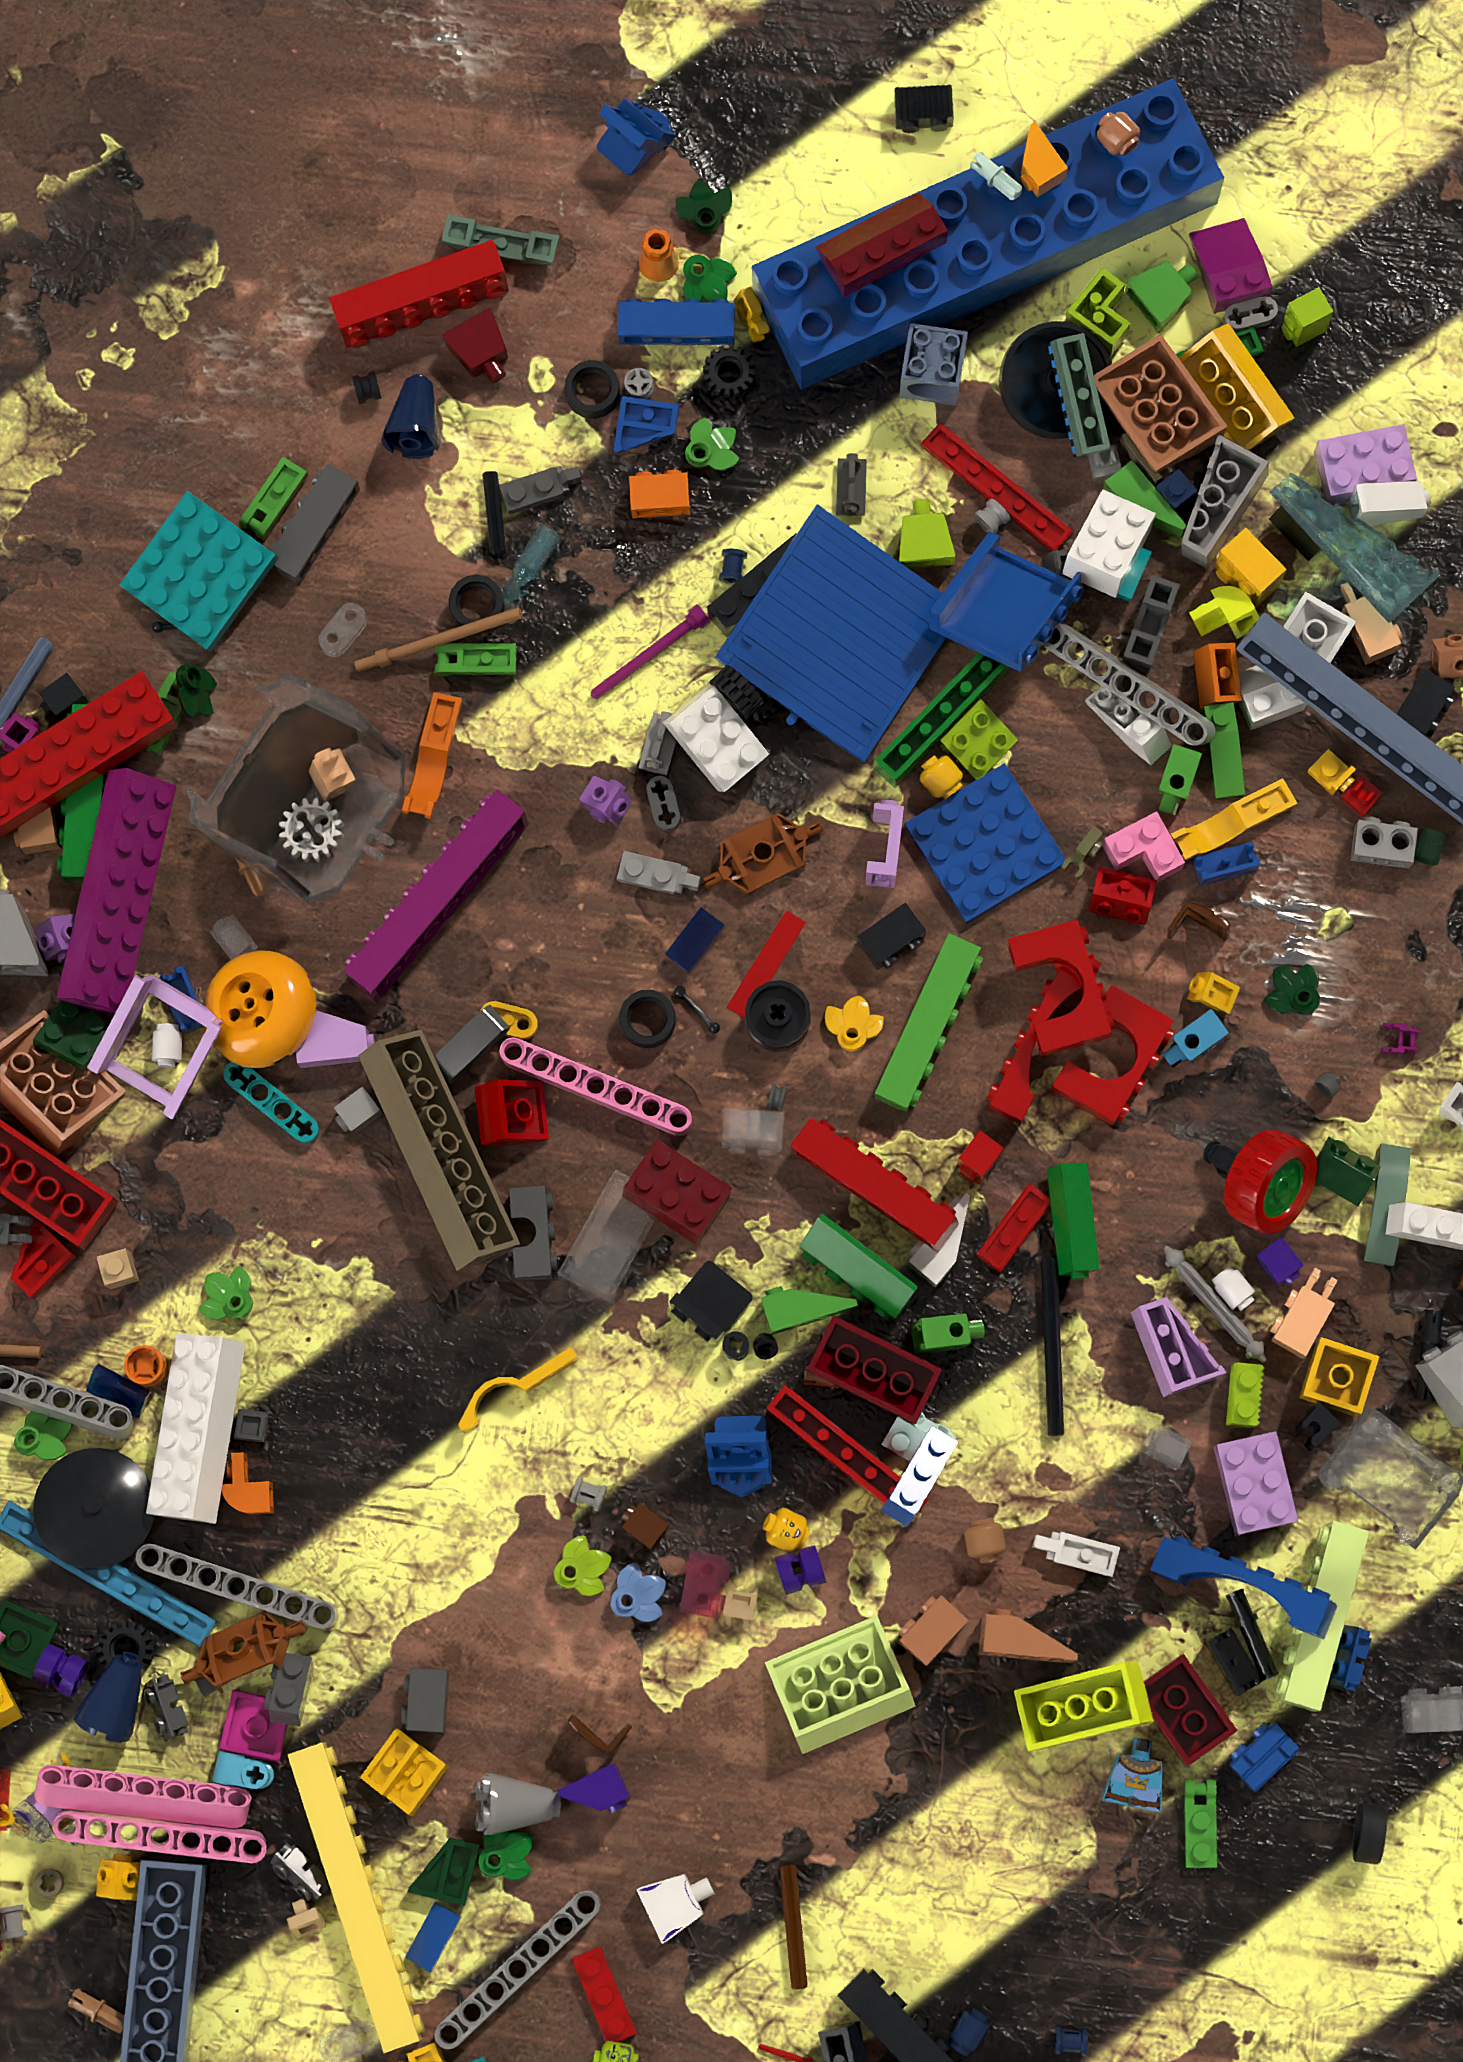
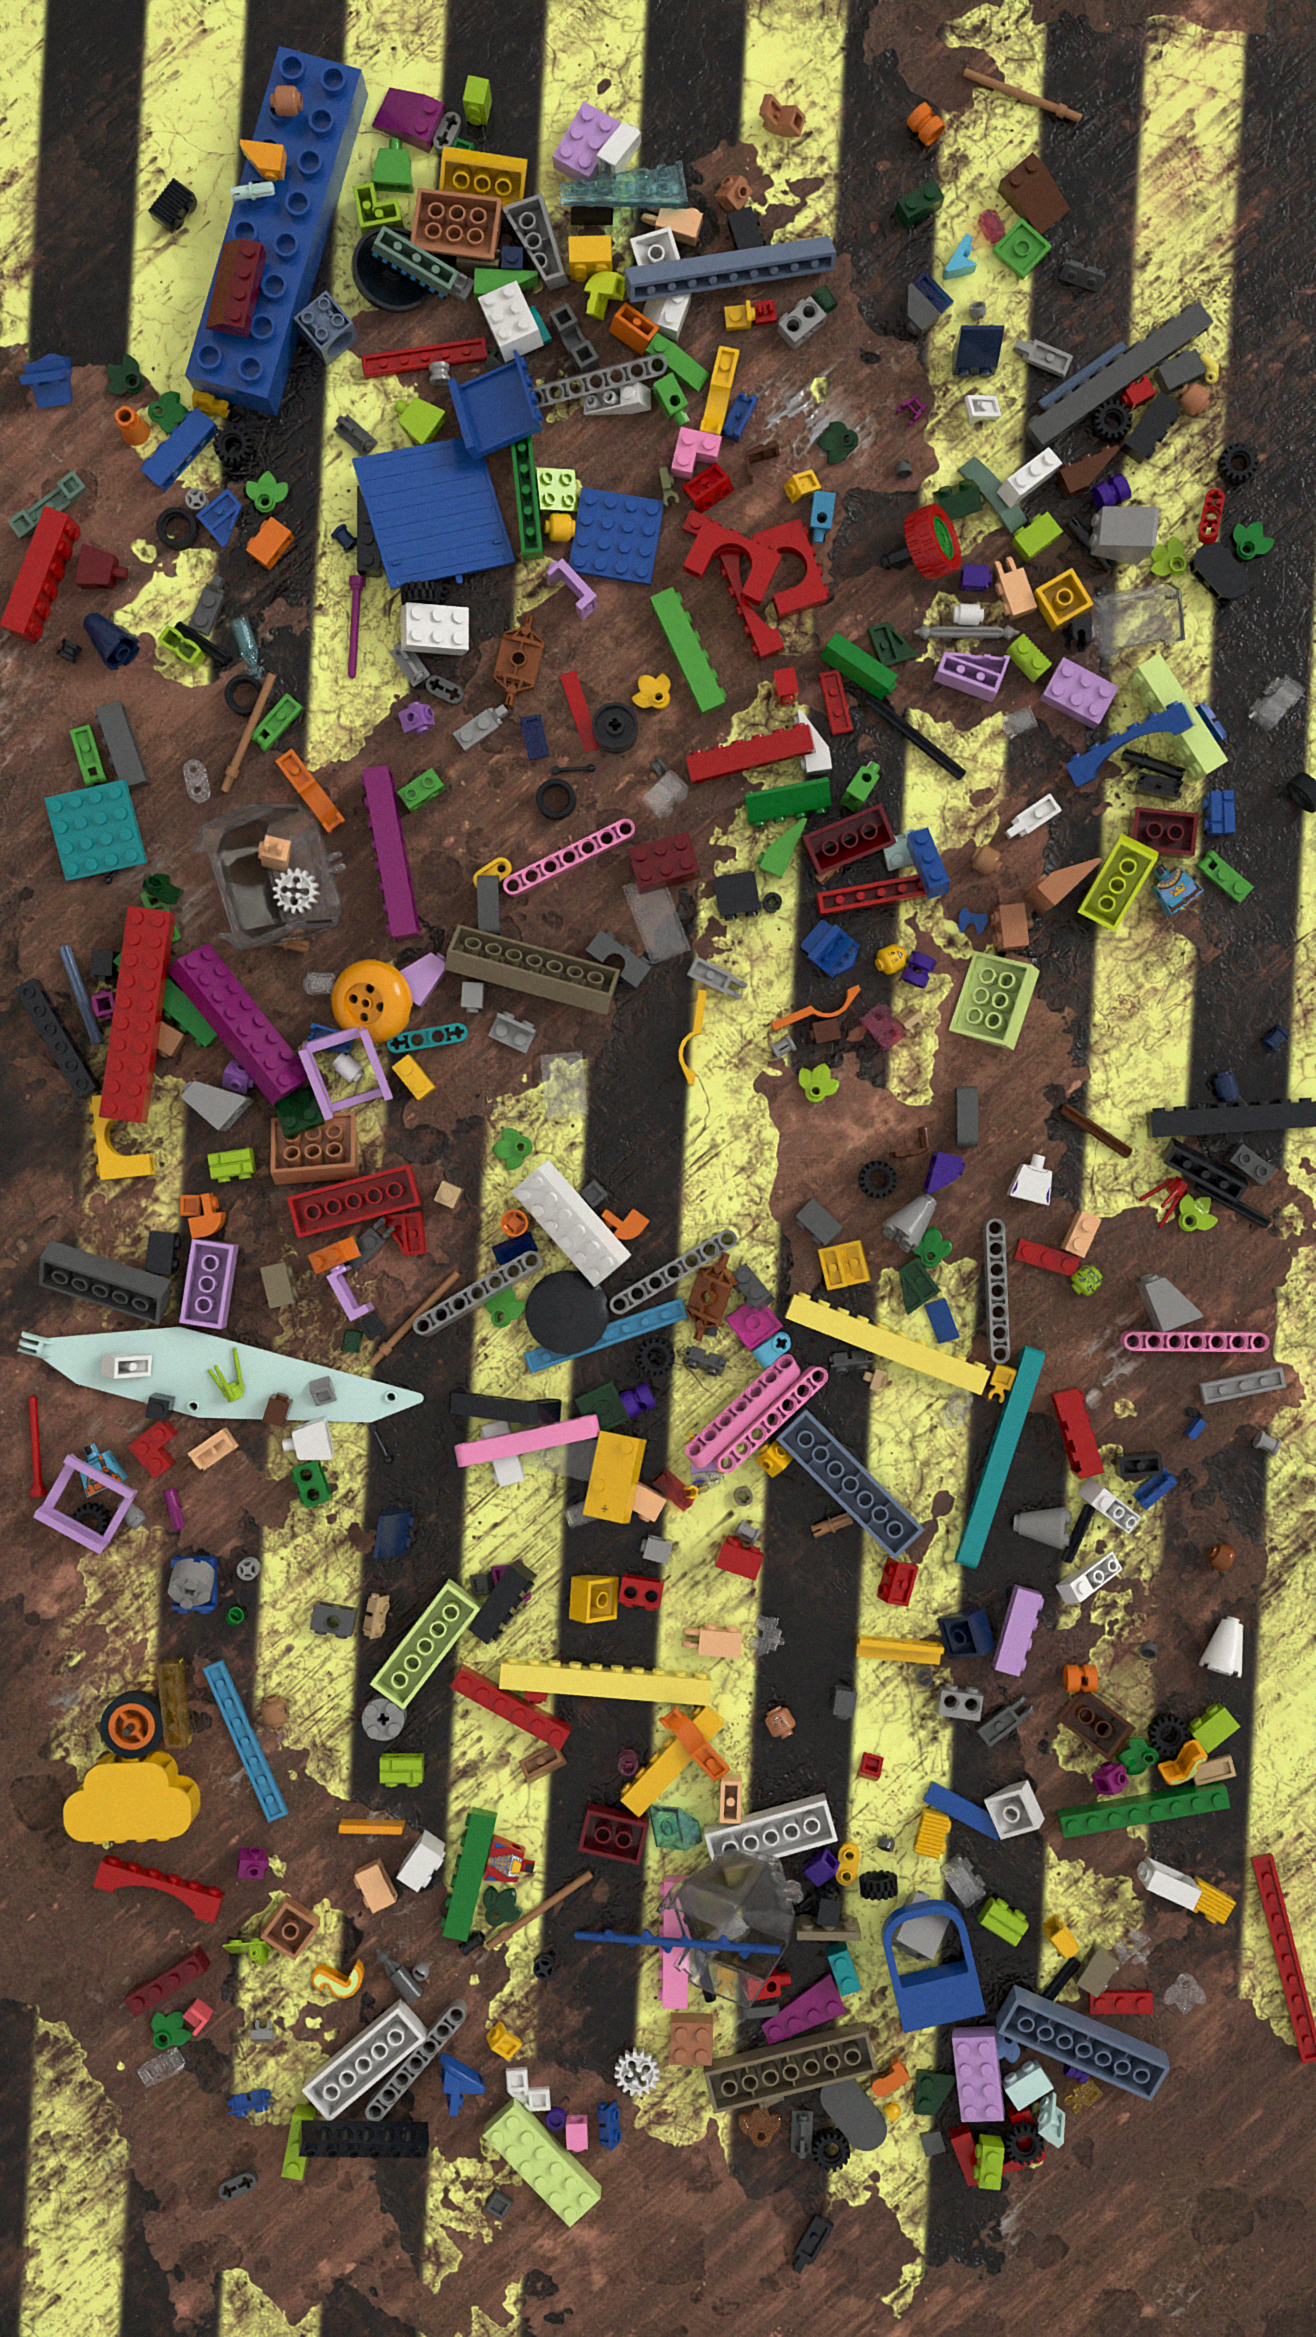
camera: 55 degrees left, 10 degrees up
(113, 1700) = (679, 1385): dark blue cone -> none
(215, 1123) = (414, 1077): none -> yellow brick
(342, 1291) = (564, 1085): none -> clear brick
(354, 1187) = (512, 1033): none -> light grey bracket
(469, 499) = (182, 647): none -> lime brick
(511, 1112) = (544, 915): red slope -> none
(513, 1718) = (887, 1170): none -> black tyre
(533, 870) = (421, 790): none -> bright green brick
(601, 1353) = (715, 977): none -> light grey hinge
(642, 1592) = (857, 1062): medium blue plate -> none
(652, 1489) = (808, 1011): none -> orange piece
(662, 2010) = (1081, 1233): none -> light nougat brick
(684, 1765) = (966, 1116): none -> dark grey beam
(765, 1346) = (785, 887): black hinge -> none
(891, 937) = (624, 630): black brick -> none
(905, 1574) = (966, 917): none -> blue piece
(1074, 910) = (694, 522): none -> red plate
(1125, 1233) = (889, 646): none -> dark green wing
(1383, 1289) = (1036, 536): none -> lime brick

